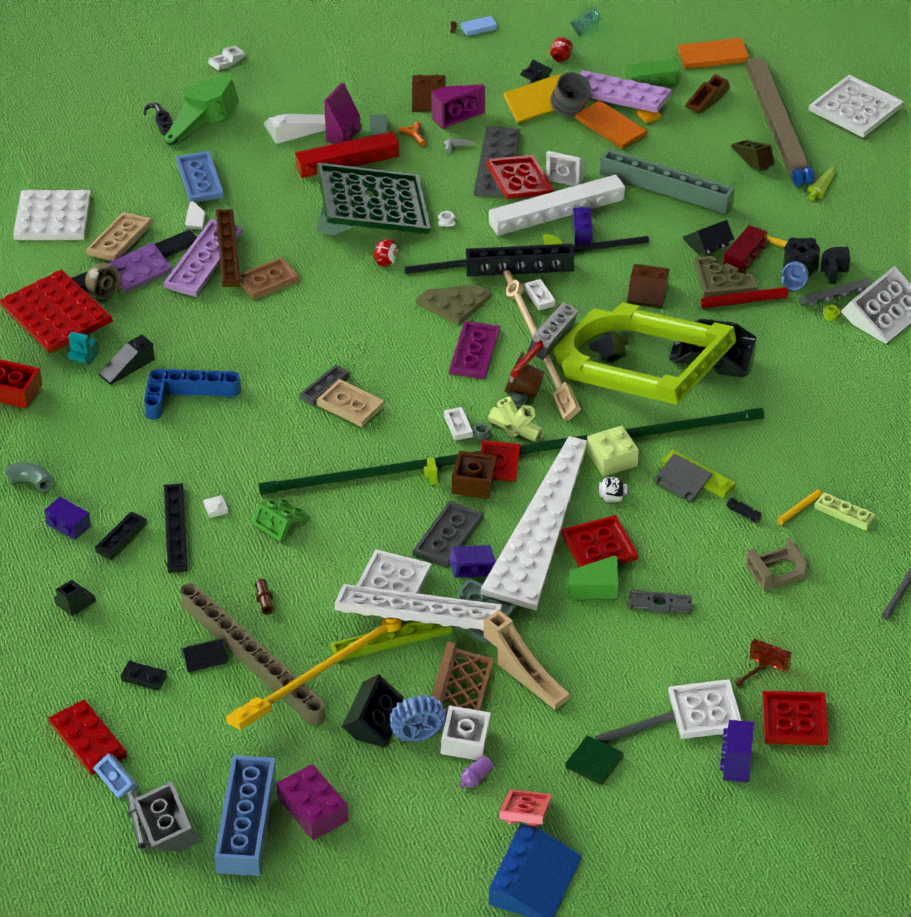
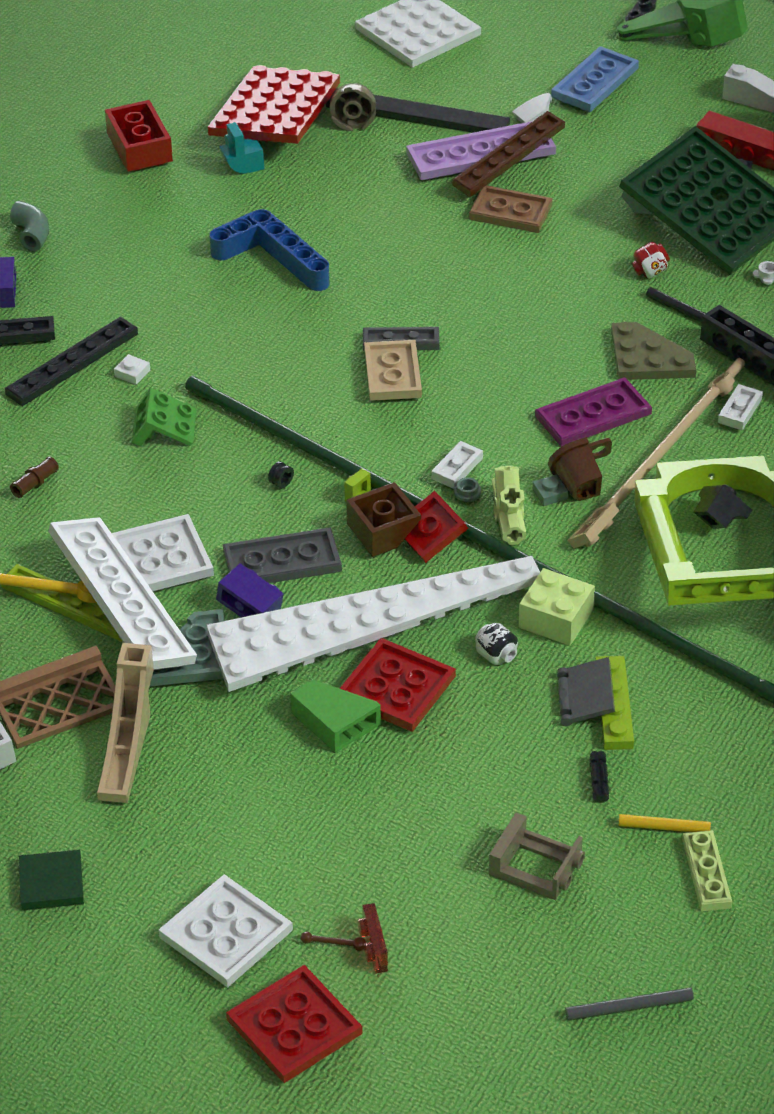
camera: 50 degrees right, 0 degrees up
(119, 236) = (439, 82): tan tile -> none
(129, 359) = (272, 189): black slope -> none
(141, 267) = (409, 118): medium lavender plate -> none
(385, 495) = (281, 474): none -> black bush
(548, 335) = (664, 443): piece -> none
(635, 727) = (135, 884): dark grey bar -> none
(647, 600) = (375, 803): dark grey piece -> none
(737, 750) = (171, 995): dark purple brick -> none

